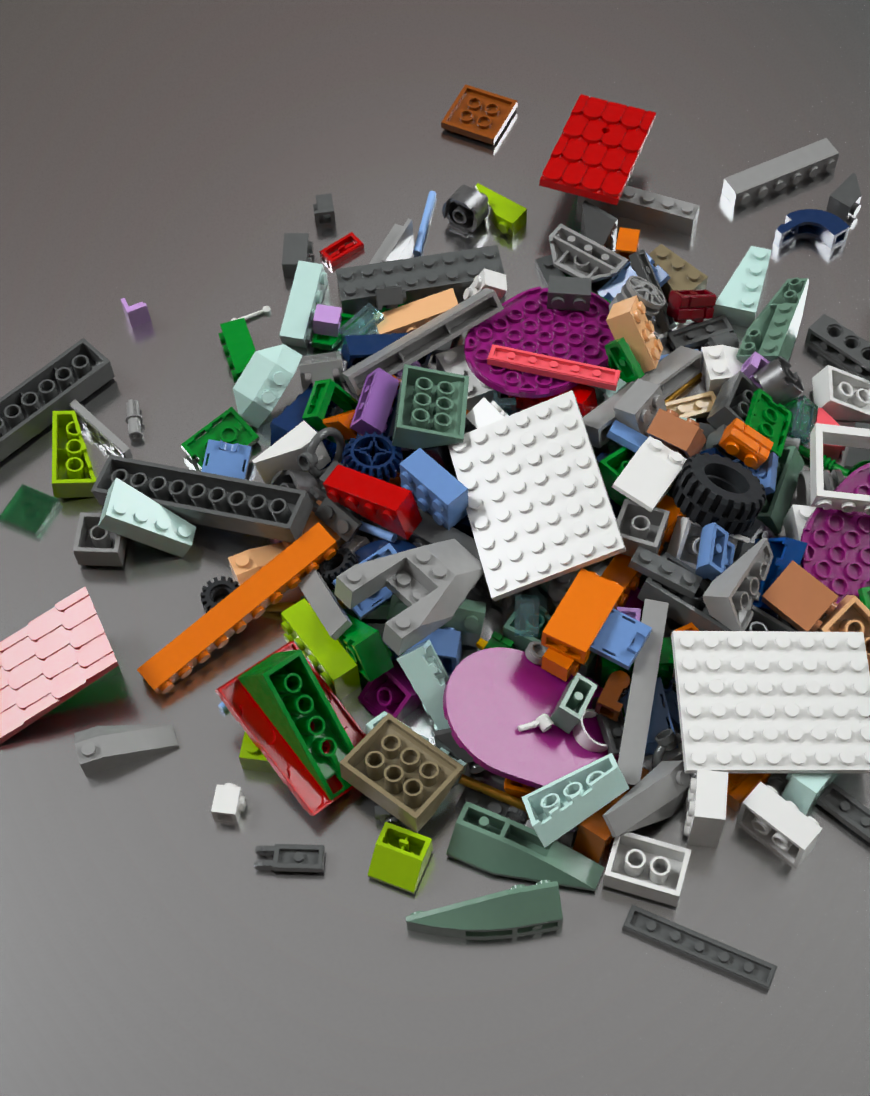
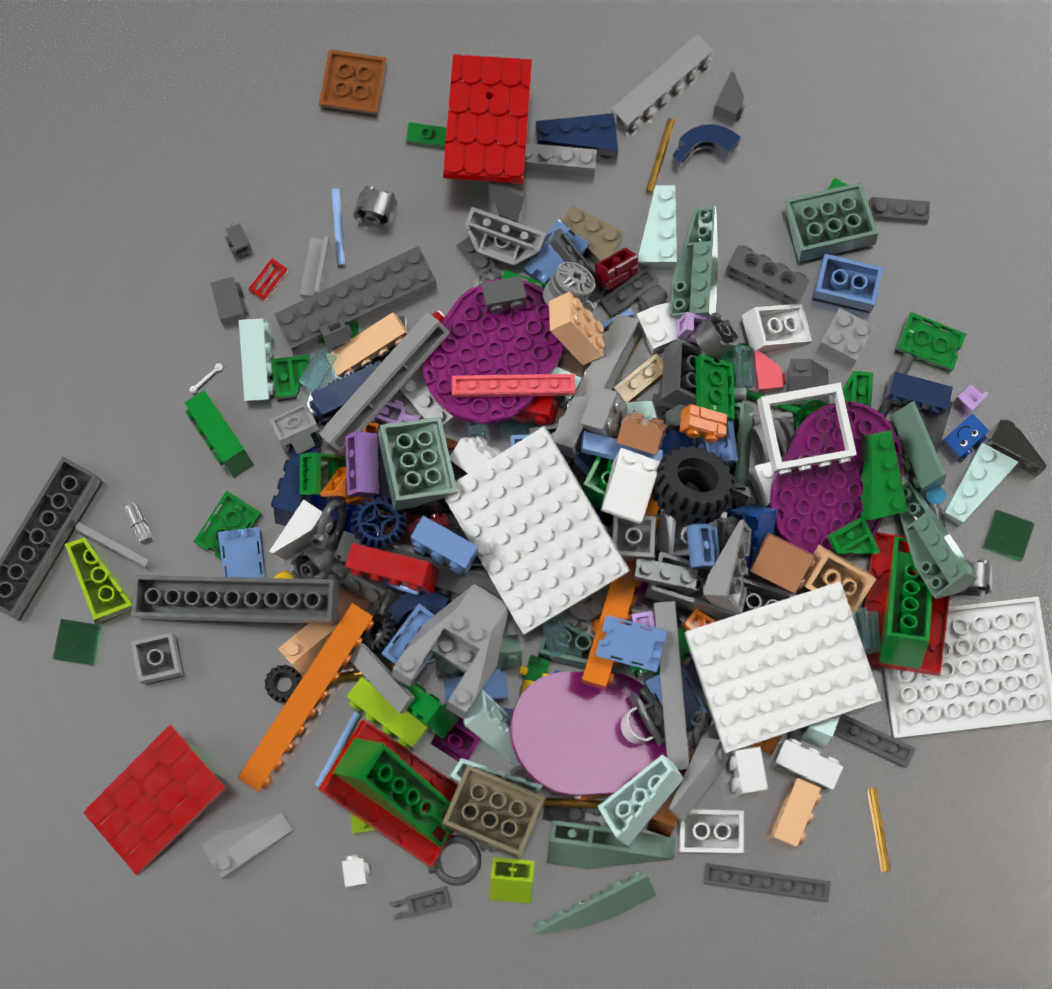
camera: 20 degrees left, 20 degrees up
(136, 314) = (96, 405): lavender panel -> none
(144, 520) = (188, 634): light aqua wedge -> none
(264, 382) = (253, 461): light aqua wedge -> none
(319, 821) = (477, 860): none -> dark grey piece
(327, 320) = (284, 373): lavender panel -> none
(487, 279) = (421, 301): white brick -> none
(504, 213) = (411, 199): lime slope -> none
(530, 167) = (426, 135): none -> green plate
(535, 652) = (574, 670): light grey tile -> none
(543, 722) = (597, 736): white hand -> none
(573, 703) = (617, 711): sand green brick -> none
(581, 615) = (606, 634): orange panel -> none
(615, 688) = (646, 693): reddish brown leg -> none
(622, 359) = (574, 360): green wing -> none
(627, 242) = (540, 212): orange brick -> none
(695, 190) = (584, 132): none -> dark blue wedge
(753, 873) = (796, 813): none -> light nougat brick
(765, 228) = (660, 155): none -> pearl gold bar
(851, 925) = (879, 829): none -> pearl gold bar

